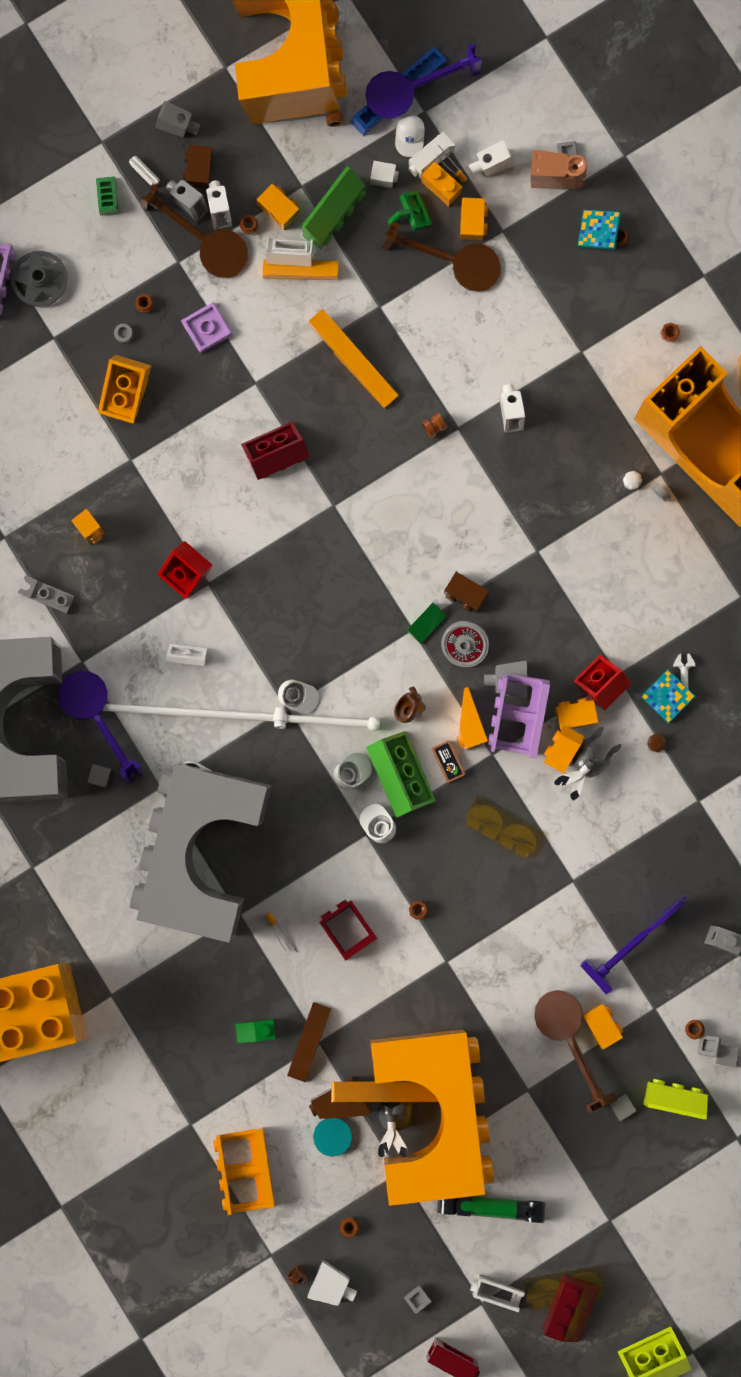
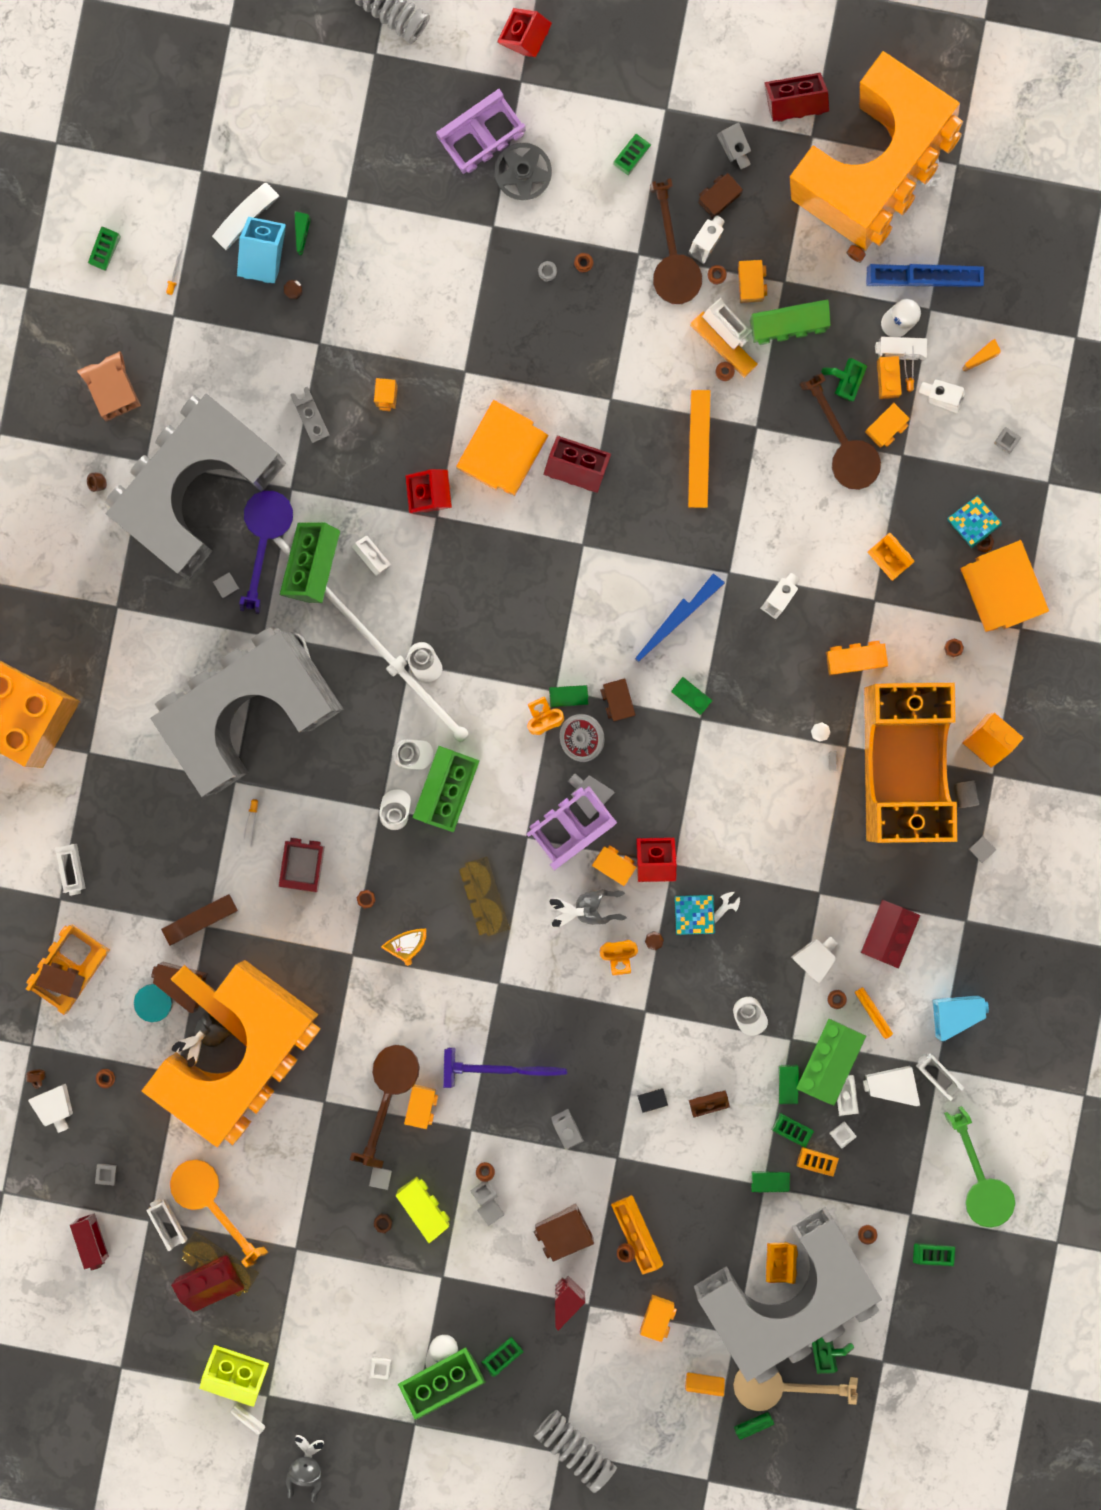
camera: 50 degrees right, 5 degrees up
(124, 388) = (509, 313): light orange slope -> none
(144, 171) = (676, 151): white axle -> none
(146, 700) = (310, 562): none -> bright green slope
(188, 48) = (797, 97): none -> dark red slope
(188, 199) = (688, 213): light grey torso -> none
(195, 1105) = (80, 884): none -> white window
(206, 327) = (613, 324): lavender tile -> none
(211, 489) = (502, 449): none -> light orange piece
(249, 1183) = (60, 980): none -> reddish brown brick
(255, 1031) = (168, 876): green slope -> none
(319, 293) = (725, 377): none -> dark orange plate
(383, 174) = (852, 330): white brick -> none
(392, 94) = (916, 273): dark purple piece -> none
(409, 706) = (497, 746): reddish brown hat -> none
(425, 656) = (545, 719): none -> light orange bracket
(434, 426) = (712, 554): dark orange wheel -> none
(448, 761) = (489, 812): tile -> none
(451, 487) = (681, 612): none -> blue slope
(470, 729) = (528, 802): light orange slope -> none
(480, 915) = (406, 945): none -> shield
(493, 1244) = (195, 1187): none -> light orange piece
(495, 102) = (987, 353): none -> light orange slope
(501, 1208) = (243, 1187): piece -> none
(515, 541) = (691, 696): none -> green plate
(557, 170) = (983, 448): nougat piece -> none
(563, 308) = (891, 556): none -> light orange bracket
(564, 748) = (580, 882): light orange brick -> none
(608, 403) = (856, 658): none -> light orange brick
(639, 775) = (619, 952): none -> light orange bracket
(656, 1139) = (383, 1223): none -> reddish brown tile
(665, 256) = (1004, 587): none -> light orange piece

